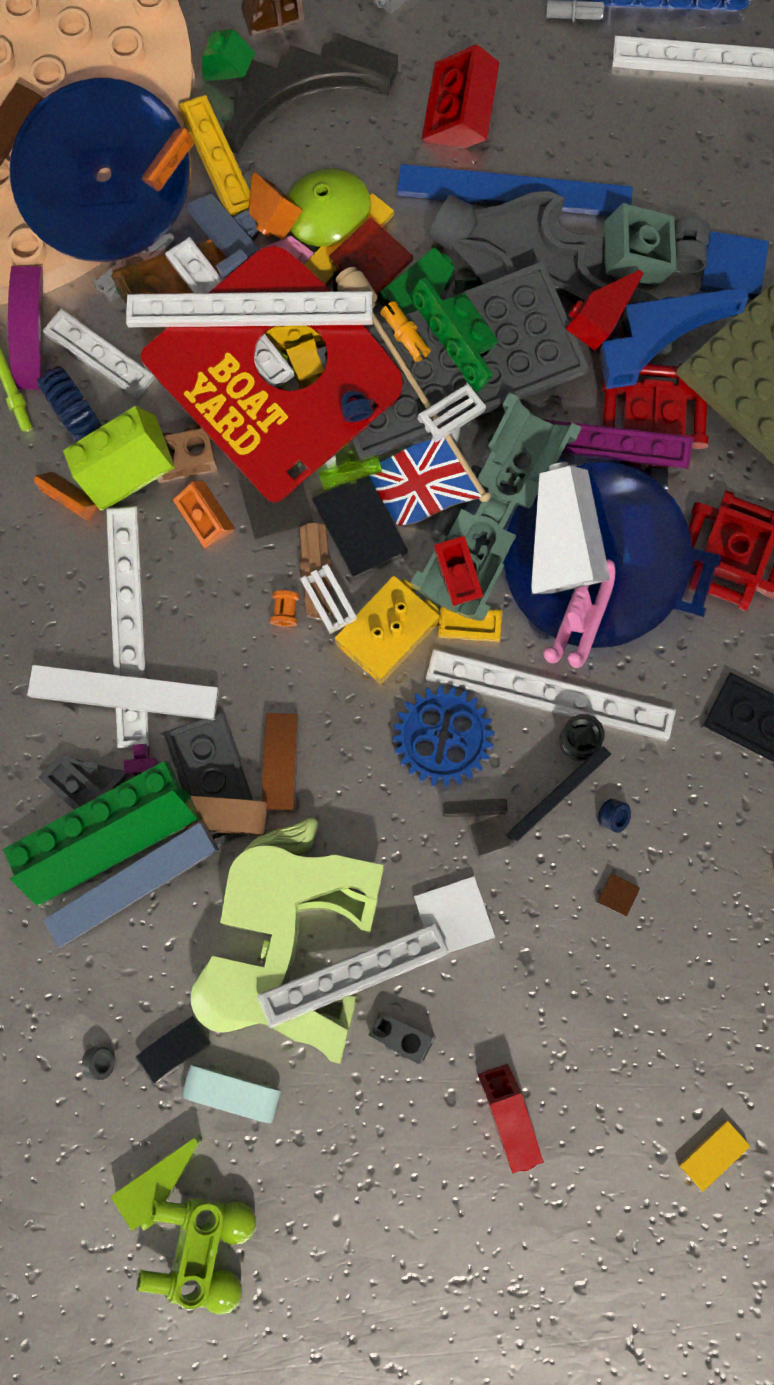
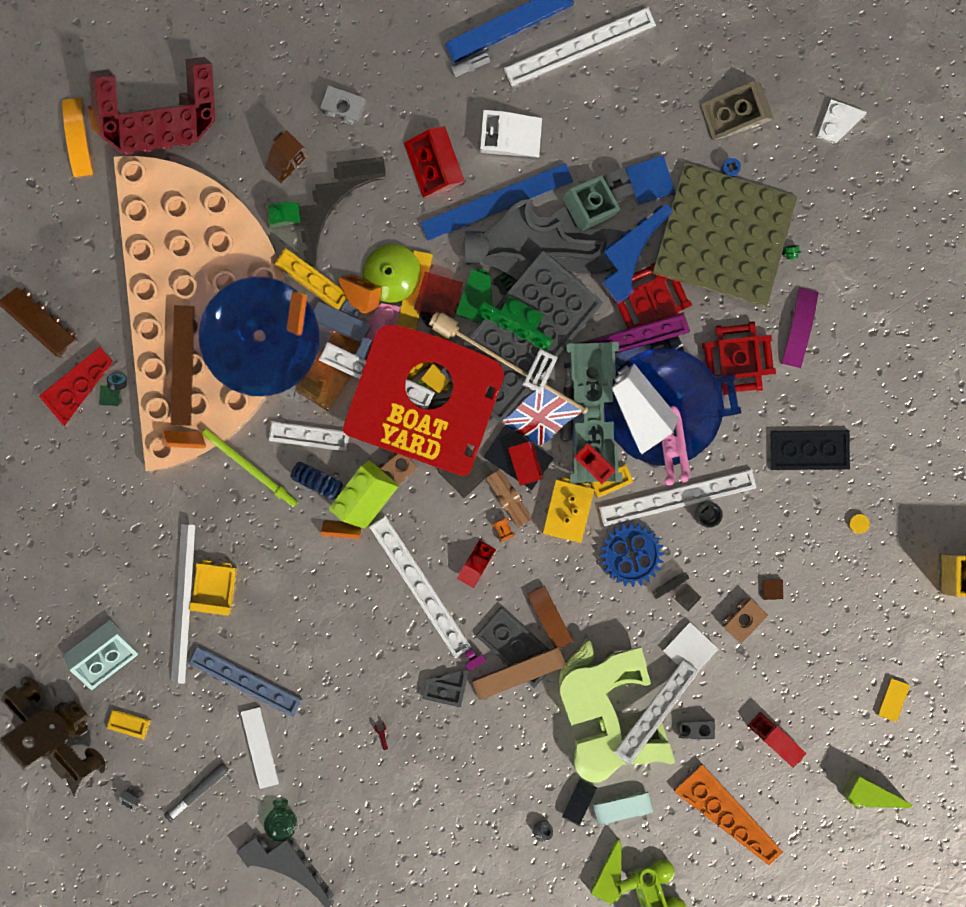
camera: 30 degrees left, 10 degrees up
(25, 325) = (261, 445): magenta slope -> none
(100, 834) = (476, 712): green slope -> none
(123, 692) = (441, 626): white tile -> none
(131, 884) = (508, 729): sand blue tile -> none
(203, 513) = (425, 498): orange slope -> none
(219, 634) = (476, 564): none -> red slope
(250, 309) = (392, 372): white tile -> none
(316, 577) = (513, 504): white tile -> none
(350, 472) = (487, 440): clear neon green pin -> none
(355, 410) = (487, 400): dark blue tile -> none
(365, 532) = (525, 463): none -> red hinge
(371, 1167) = (715, 803): none -> orange wing
(405, 331) = (487, 336): light orange pin -> none
(558, 795) = (712, 556): black tile -> none
(574, 914) = (756, 617): none -> medium nougat brick
(577, 112) = (510, 134): none -> white slope
(599, 312) = (592, 268): red slope -> none
(599, 1270) = (866, 793): none -> lime slope
(614, 815) = (748, 547): dark blue tile -> none

